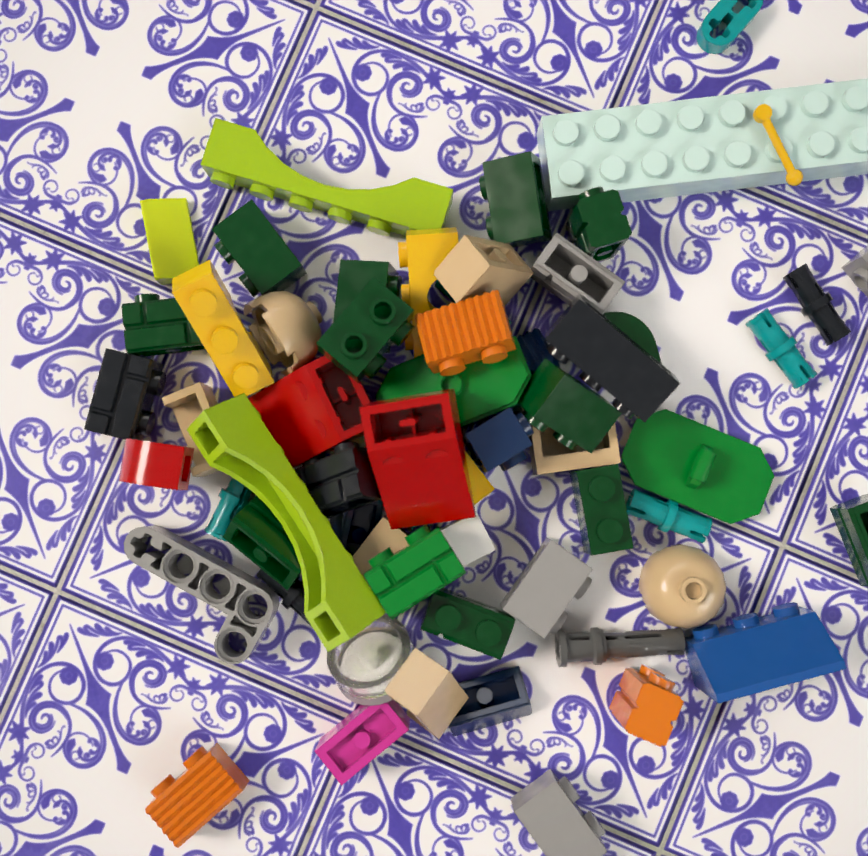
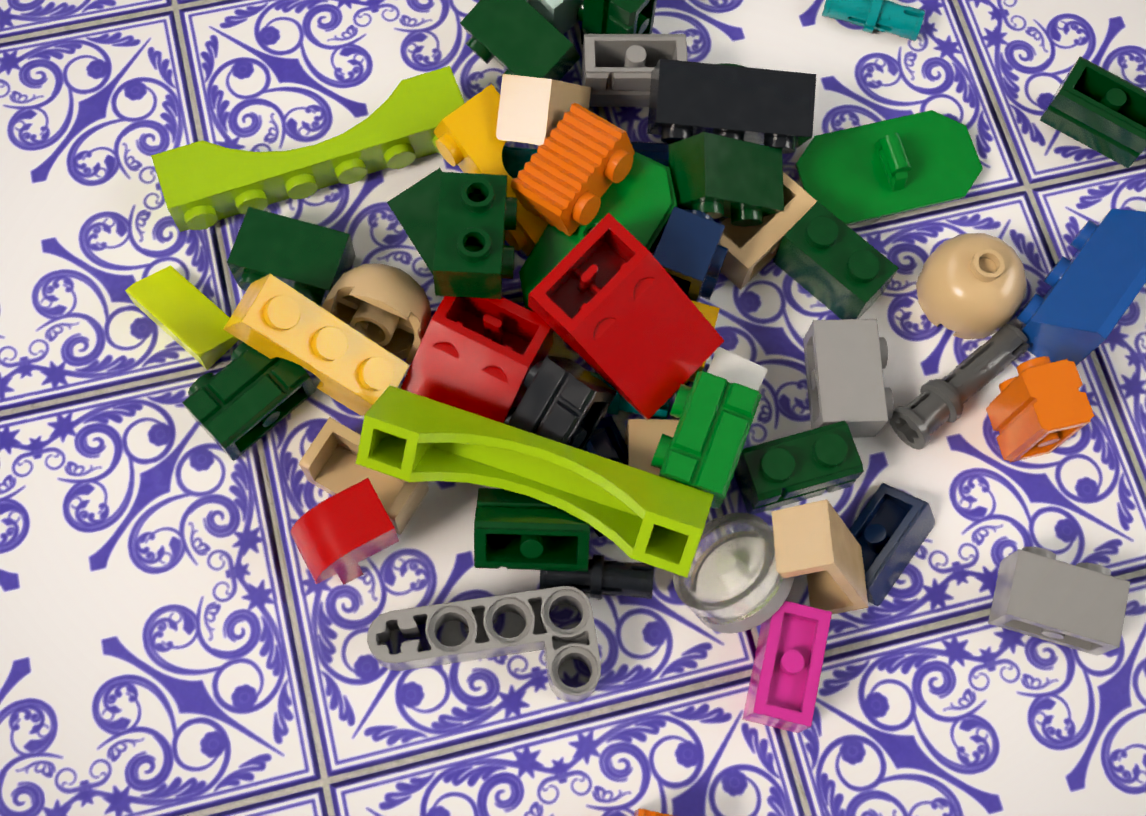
camera: 40 degrees left, 15 degrees down
(125, 396) = (251, 501): black brick -> none
(232, 500) = (454, 531): teal pin -> none
(668, 516) = (905, 229): teal pin -> none

